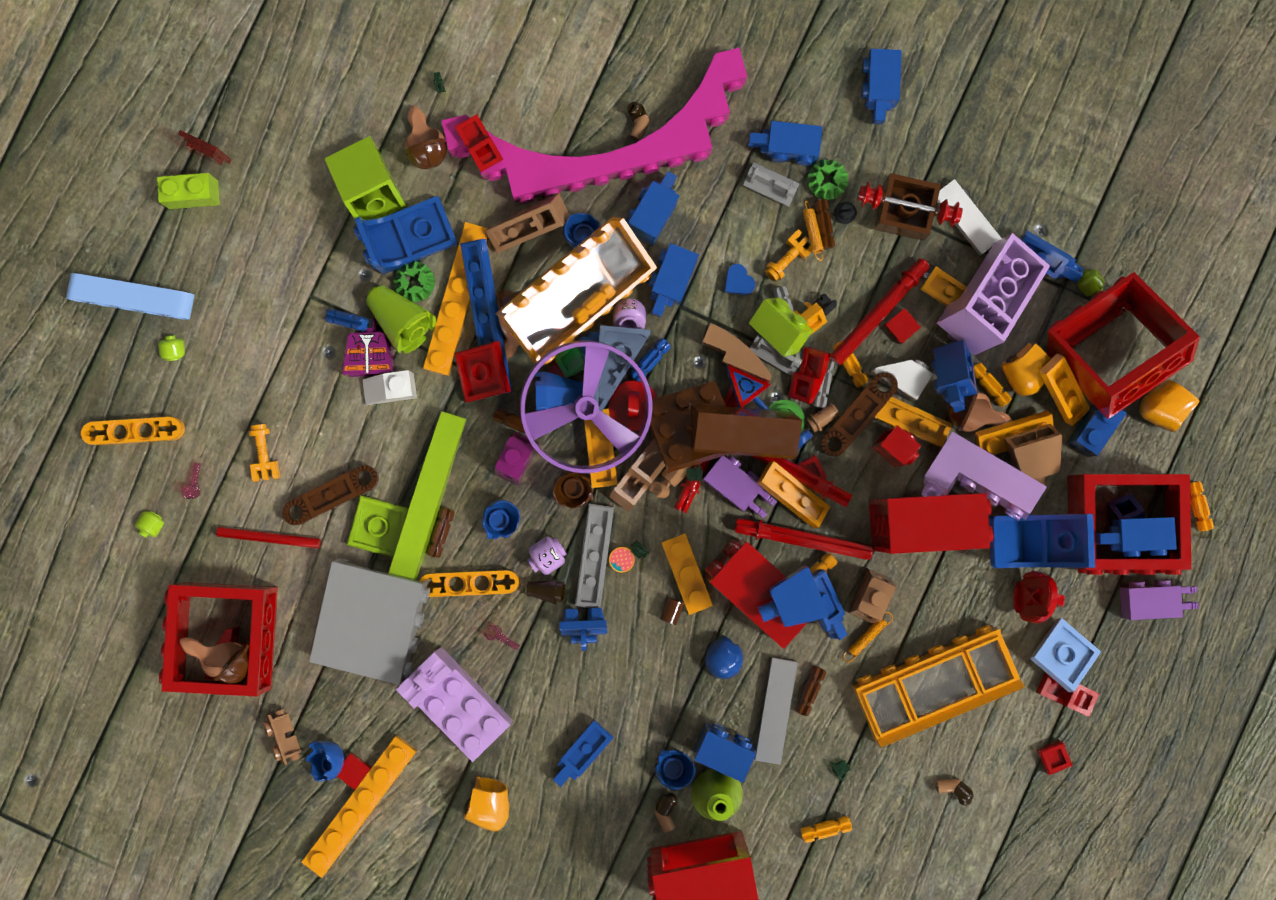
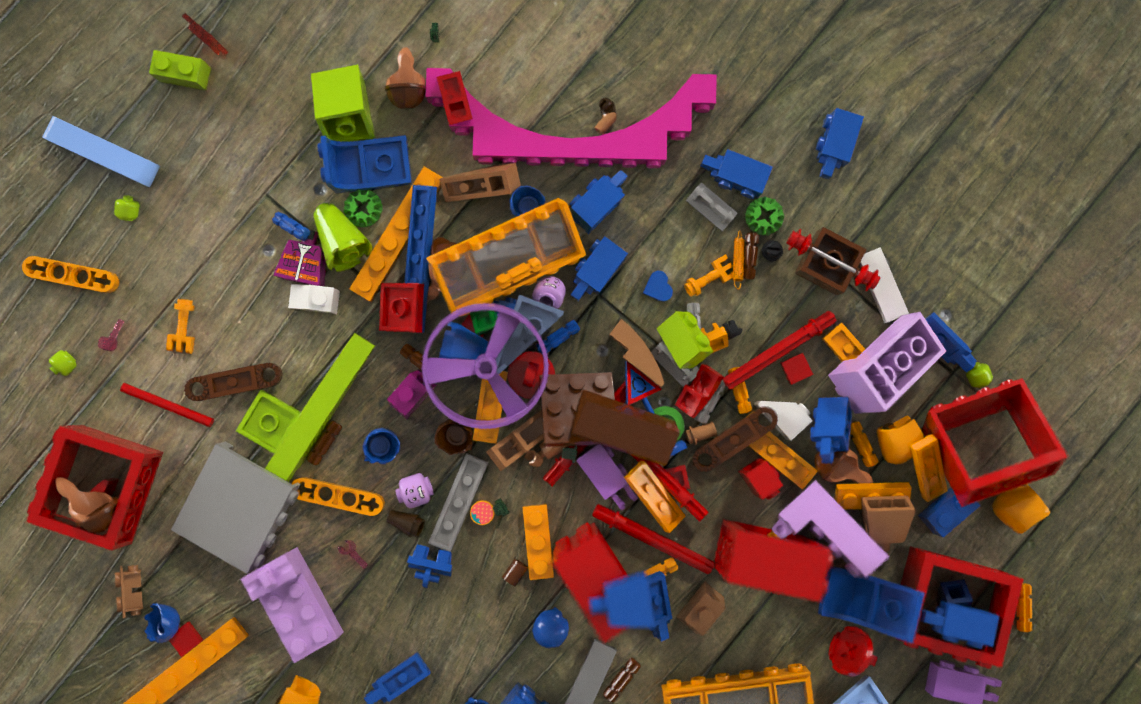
camera: 10 degrees right, 0 degrees up
(867, 637) = (685, 645): light orange piece -> none

